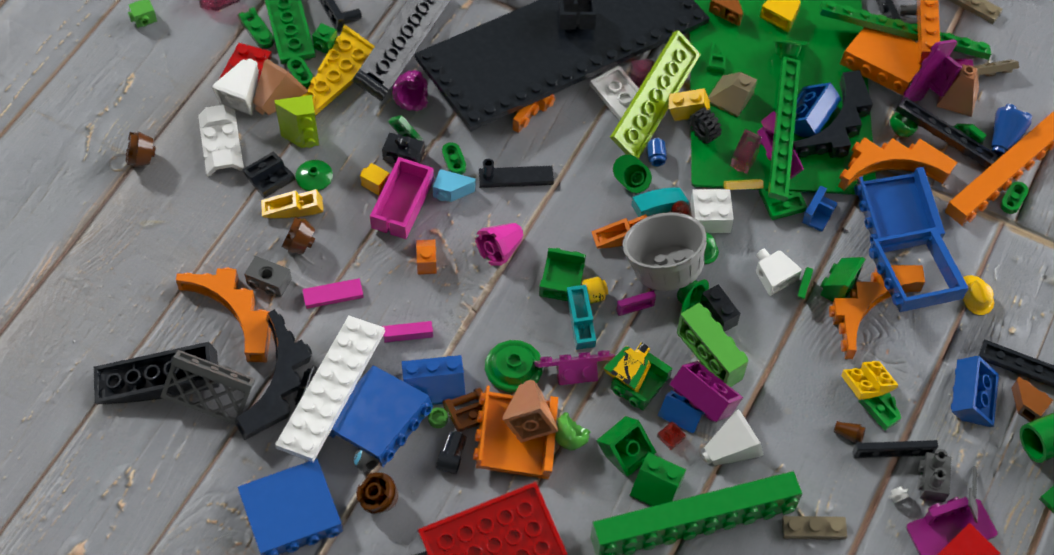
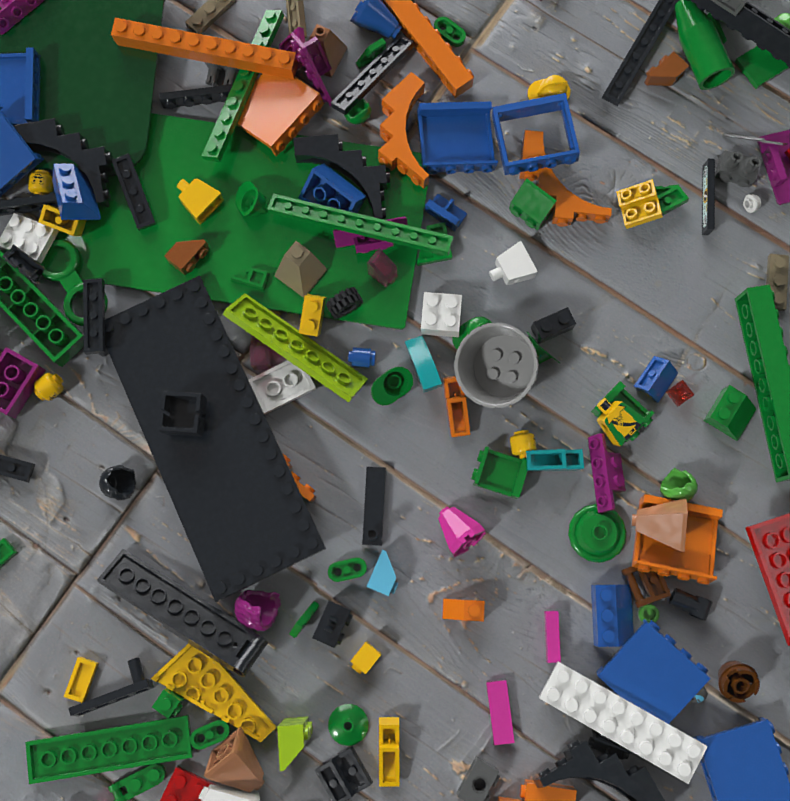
camera: 80 degrees left, 20 degrees up
(299, 236) = (436, 746): reddish brown cone -> none
(402, 198) = (397, 630): dark pink piece -> none
(626, 445) = (691, 437): green slope -> none
(636, 303) = (539, 404): magenta tile -> none
(680, 207) = (435, 344): clear red plate -> none
(705, 391) = (648, 352): magenta brick -> none
(712, 345) = (600, 339): bright green brick -> none
(733, 442) = (698, 337): white slope -> none
(743, 184) = (416, 278): yellow tile -> none
(805, 283) = (533, 242): green tile -> none
(850, 431) = (687, 231): reddish brown cone -> none
(975, 391) = (655, 116): blue slope -> none

